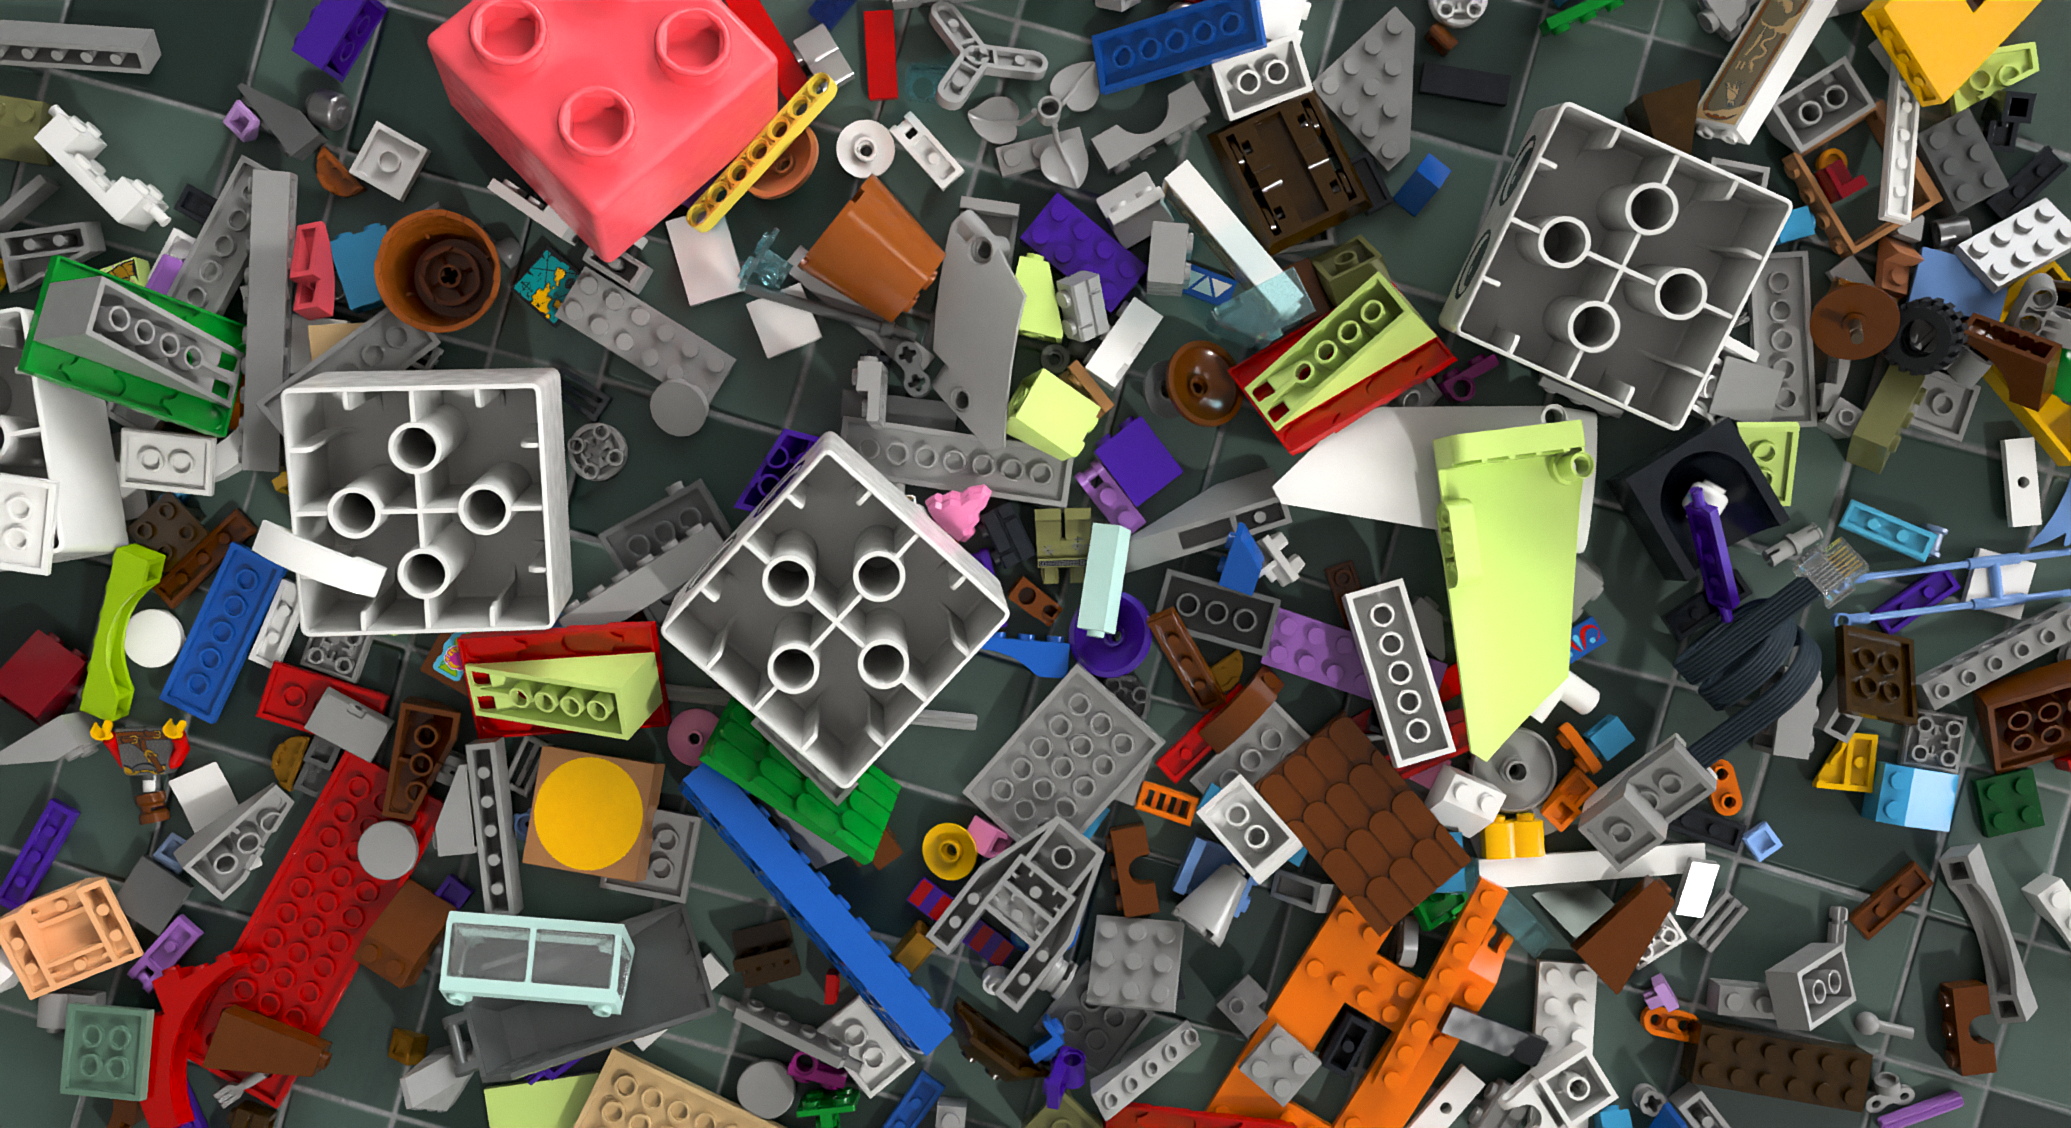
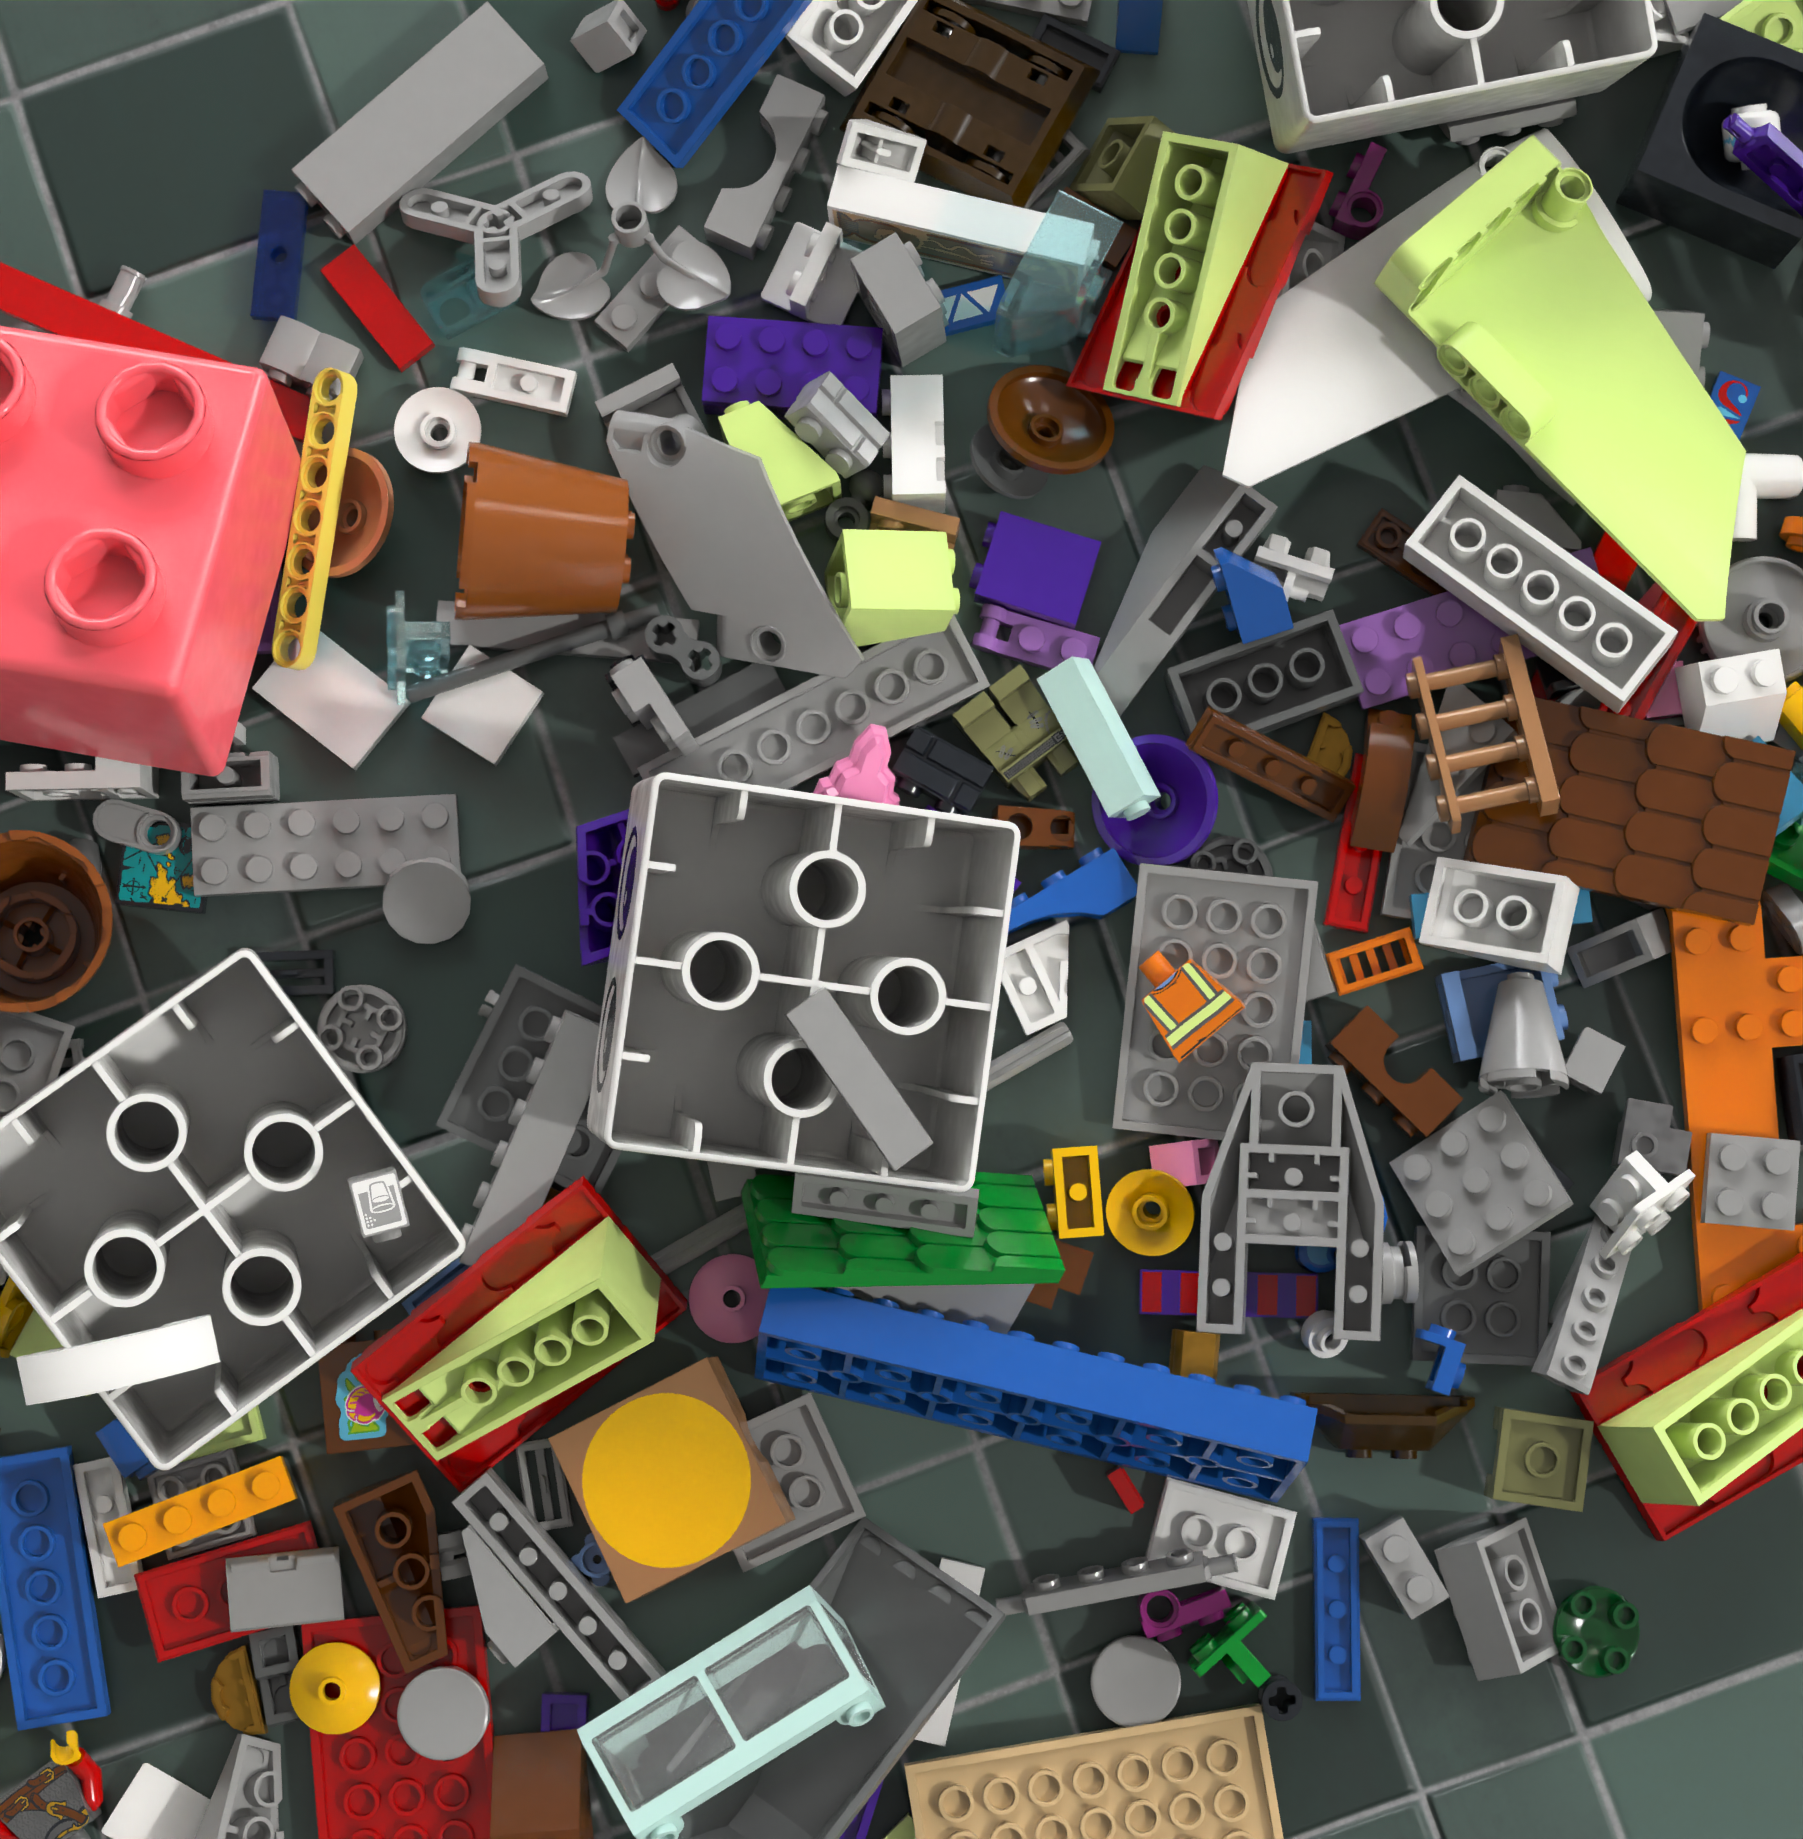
camera: 30 degrees left, 5 degrees down
(354, 793) = (354, 1675): none -> yellow dish
(363, 664) = (200, 1511): none -> light orange arch
(516, 574) = (379, 1204): none -> light grey brick
(546, 251) = (129, 825): none -> light grey piece
(766, 953) = (1012, 1507): dark brown bracket -> none
(824, 690) = (859, 1078): none -> light grey tile
(917, 814) = (1076, 1192): none -> yellow brick
(980, 682) = (1037, 978): none -> white wing
(1046, 758) = (1186, 1003): none -> torso
(1067, 1072) = (1494, 1384): dark purple plate -> none
(1210, 1033) = (1637, 1202): none -> white bracket
(1218, 166) = (881, 150): none -> white slope
(1244, 939) = (1592, 1061): none -> light grey panel
(1296, 723) = (1422, 805): none -> light grey wing
(1328, 751) = (1517, 706): none -> medium nougat fence

